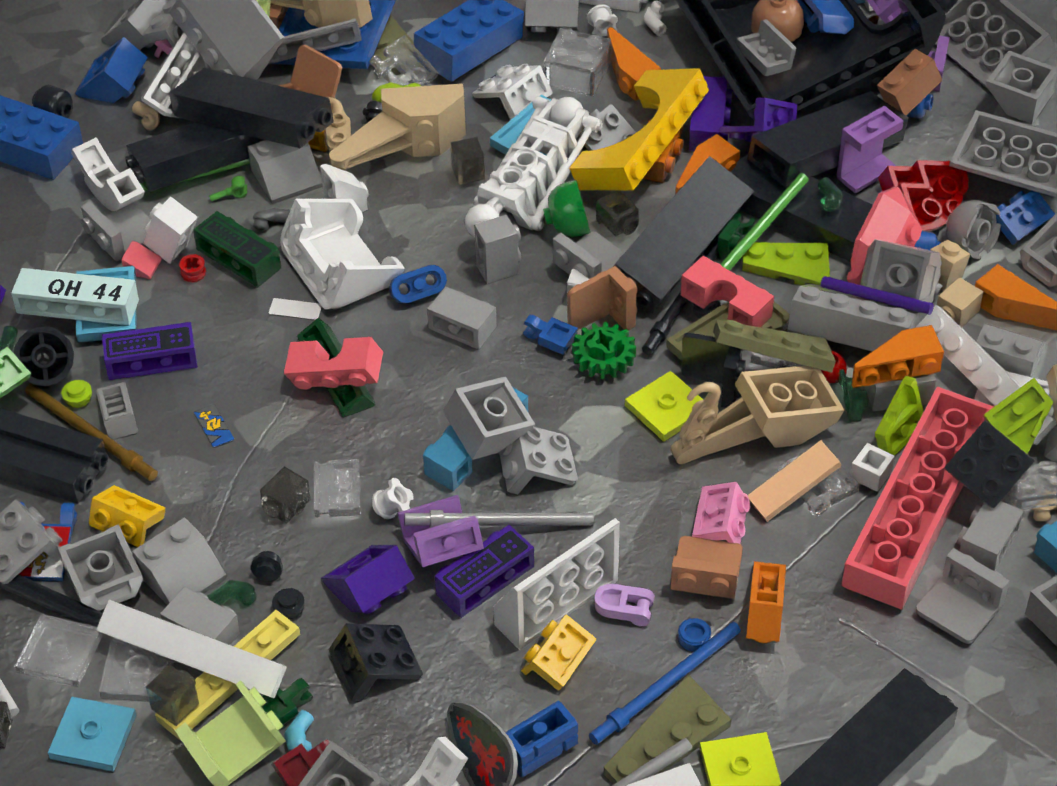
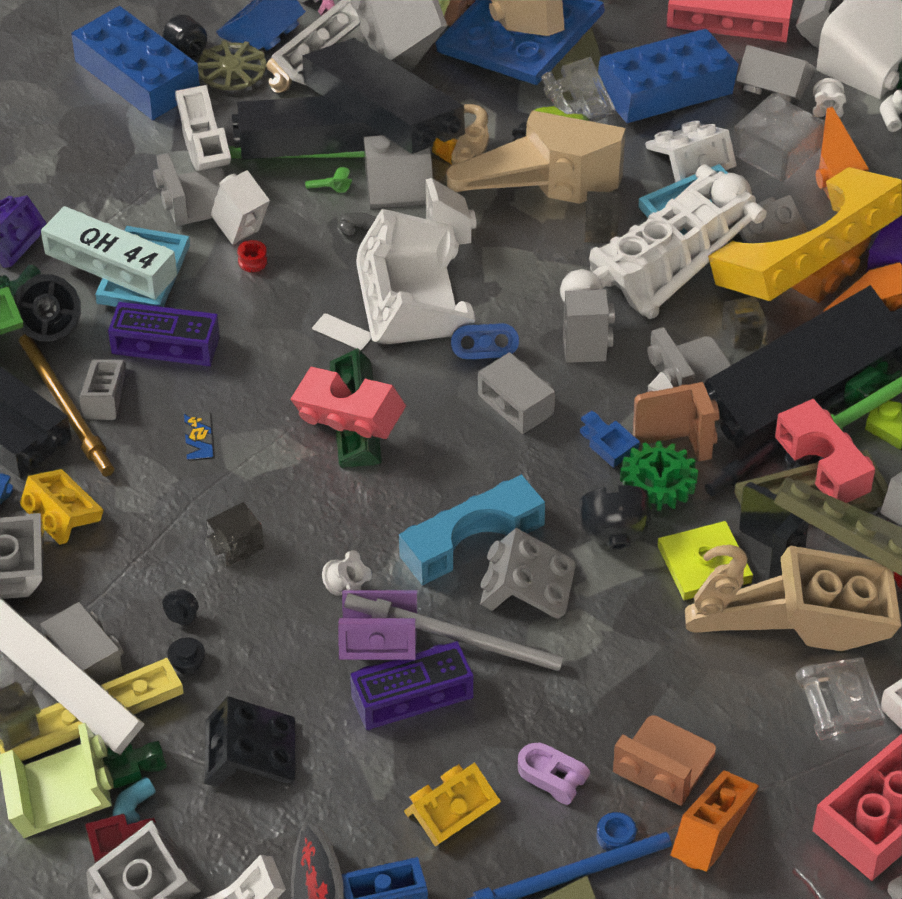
camera: 20 degrees right, 0 degrees up
(77, 393) = (70, 358): lime plate -> none
(102, 117) = (231, 66): none -> olive wheel
(142, 259) = (202, 232): coral slope -> none
(178, 560) = (89, 572): light grey slope -> none
(234, 590) = (135, 622): clear green arm -> none
(237, 248) = (307, 247): dark green brick -> none
(315, 73) = (471, 79): nougat bracket -> none
(318, 39) = (490, 38): light grey slope -> none
(337, 488) = (294, 543): clear plate -> none
(369, 578) = (283, 655): dark purple slope -> none
(487, 416) = (483, 512): light grey slope -> none
(559, 586) = (481, 727): white slope -> none
(567, 210) = (688, 304): green cylinder -> none
(586, 392) = (617, 516): none -> black cylinder
(721, 513) = (709, 703): bright pink bracket -> none
(794, 481) = (808, 690): light nougat tile -> none

